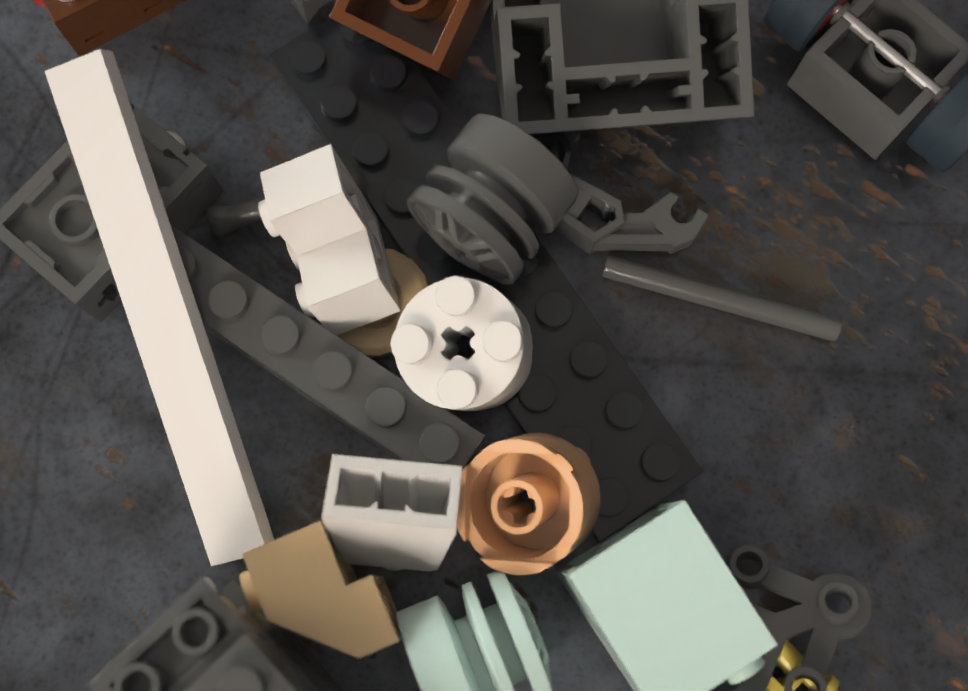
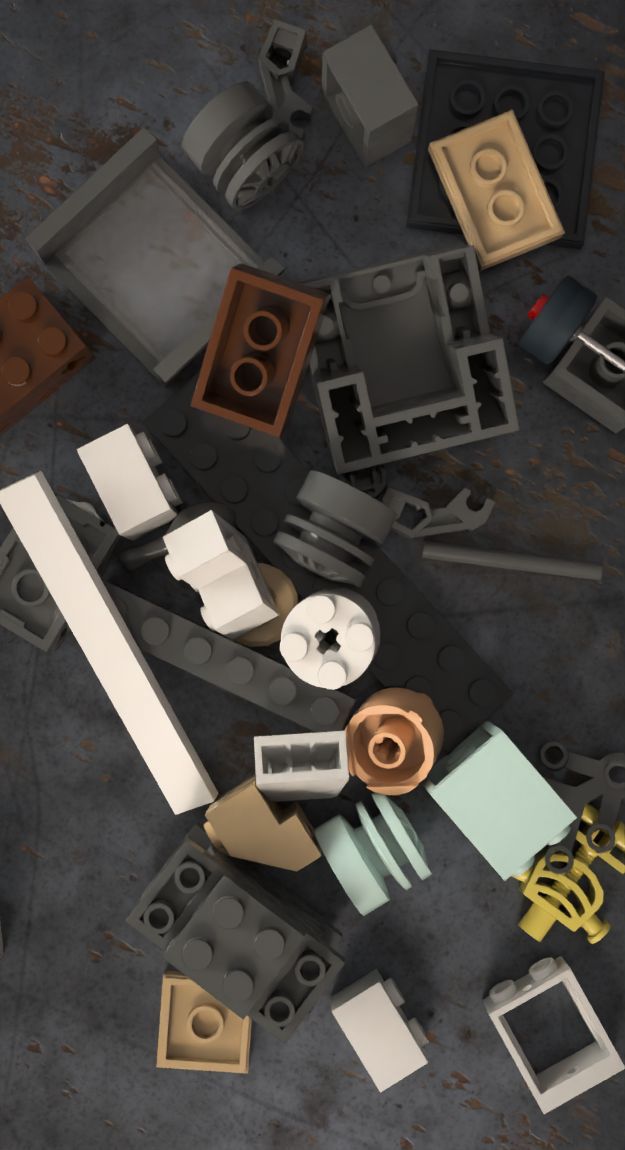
camera: 10 degrees left, 10 degrees up
(234, 108) = (129, 483): none -> white brick

